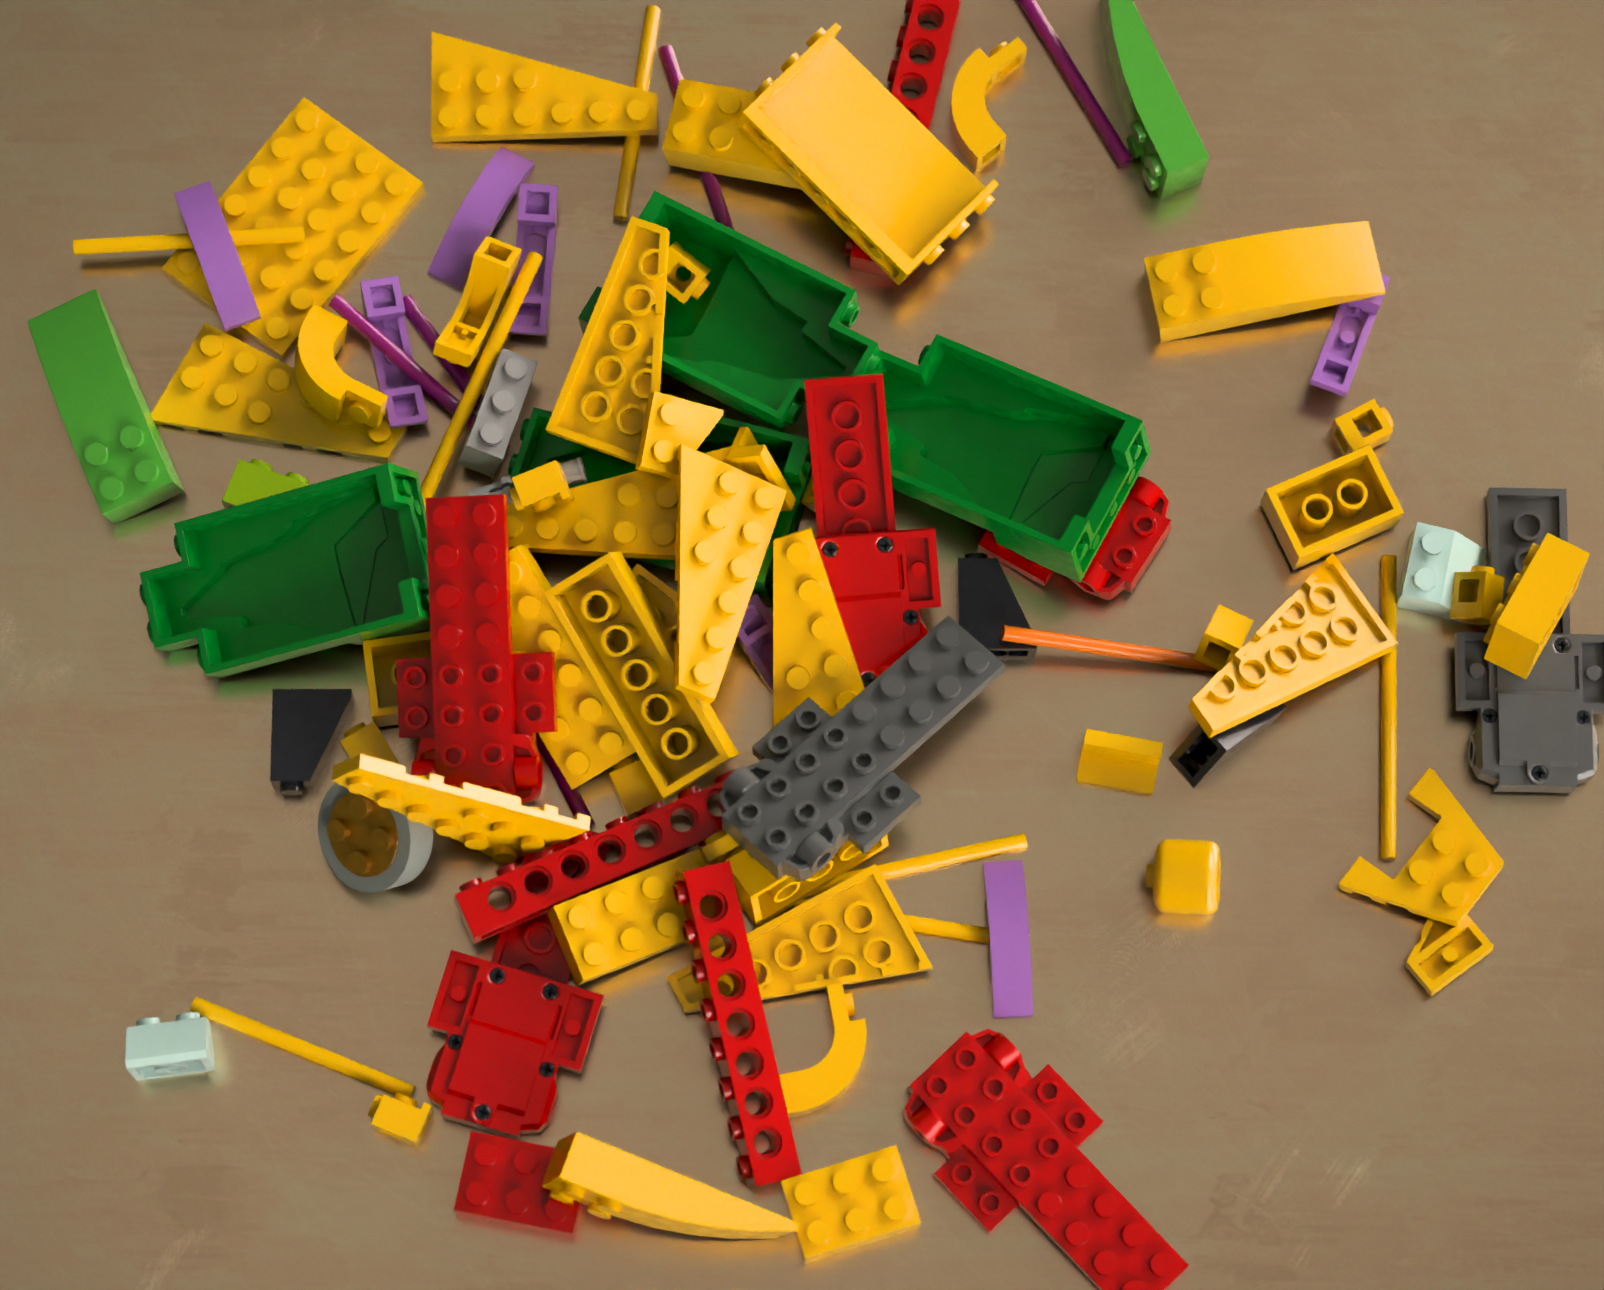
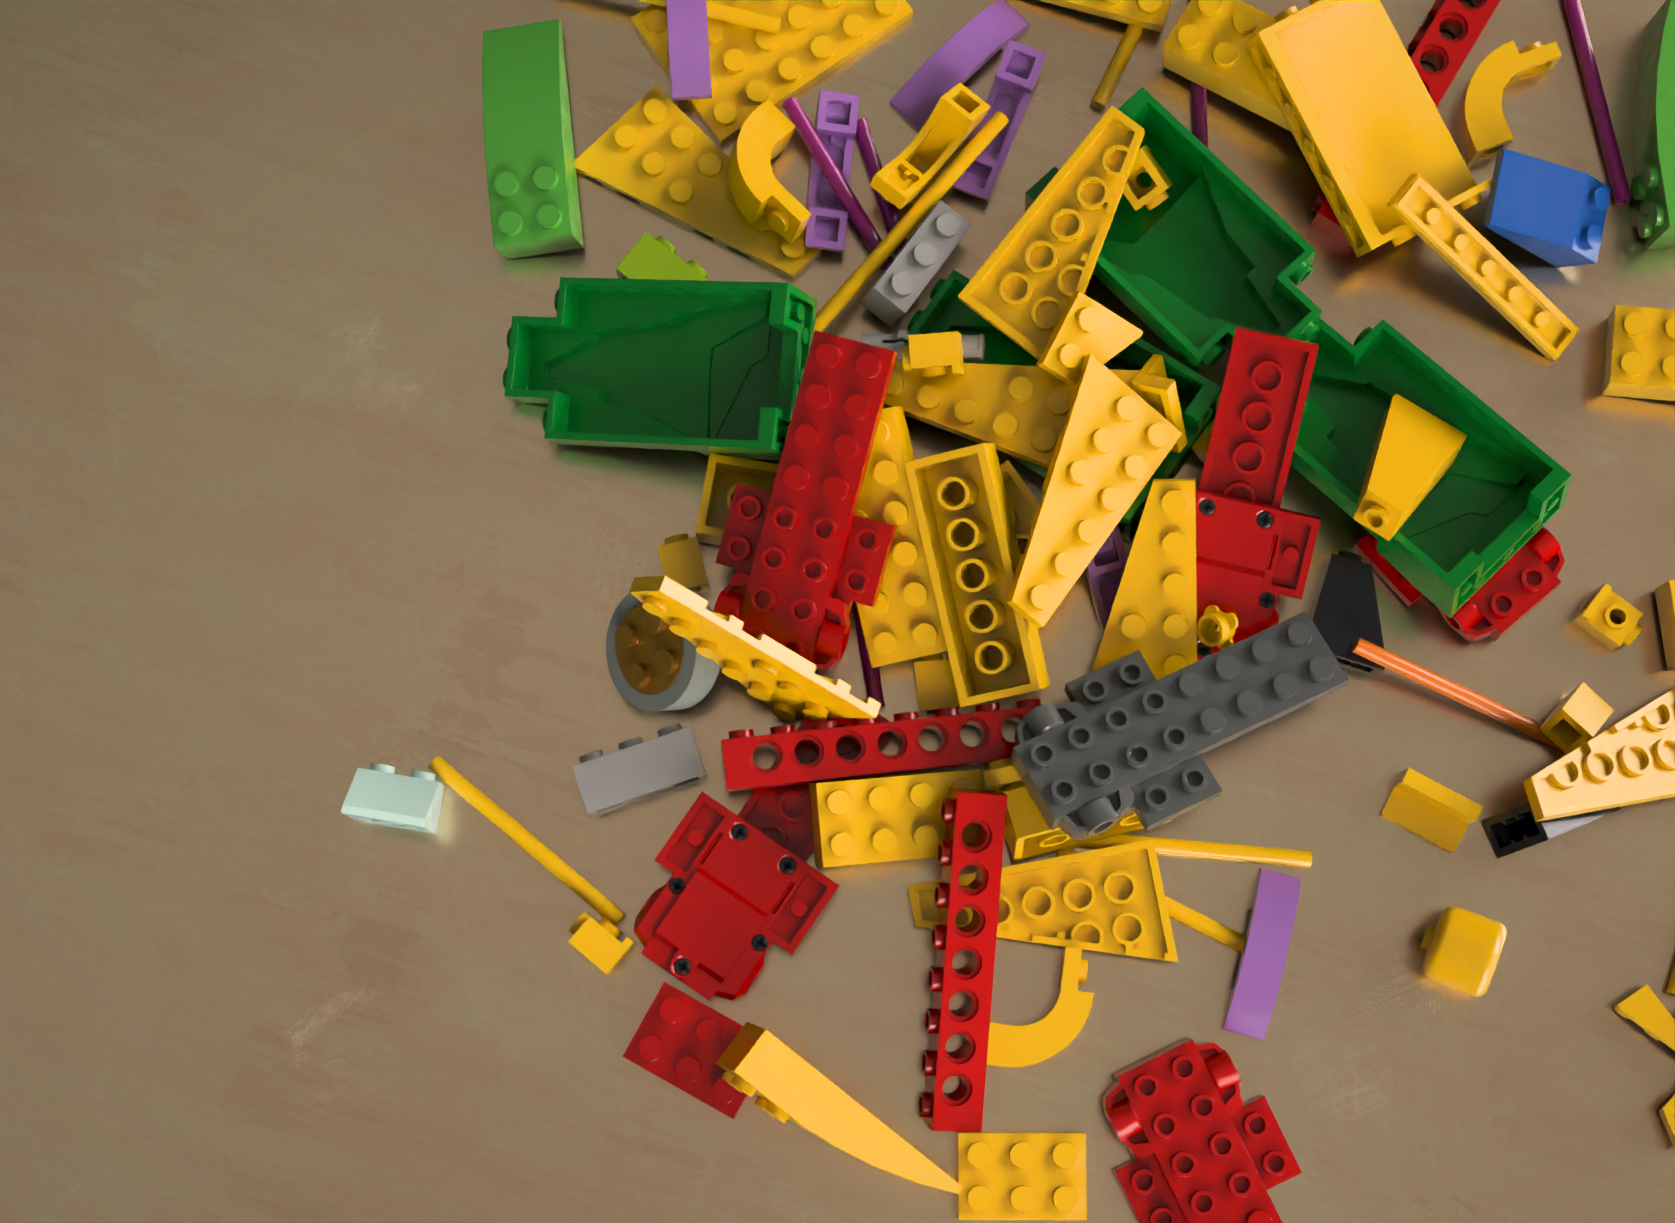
camera: 20 degrees right, 5 degrees up
(304, 734) = (625, 527): black slope -> none
(387, 950) = (638, 769): none -> light grey brick
(873, 655) = (1217, 628): none -> yellow plate
(997, 456) = (1404, 465): none -> yellow slope
(1014, 260) = (1483, 266): none -> yellow tile
(1055, 190) = (1547, 208): none -> blue slope
(1215, 548) = (1596, 622): none -> yellow brick

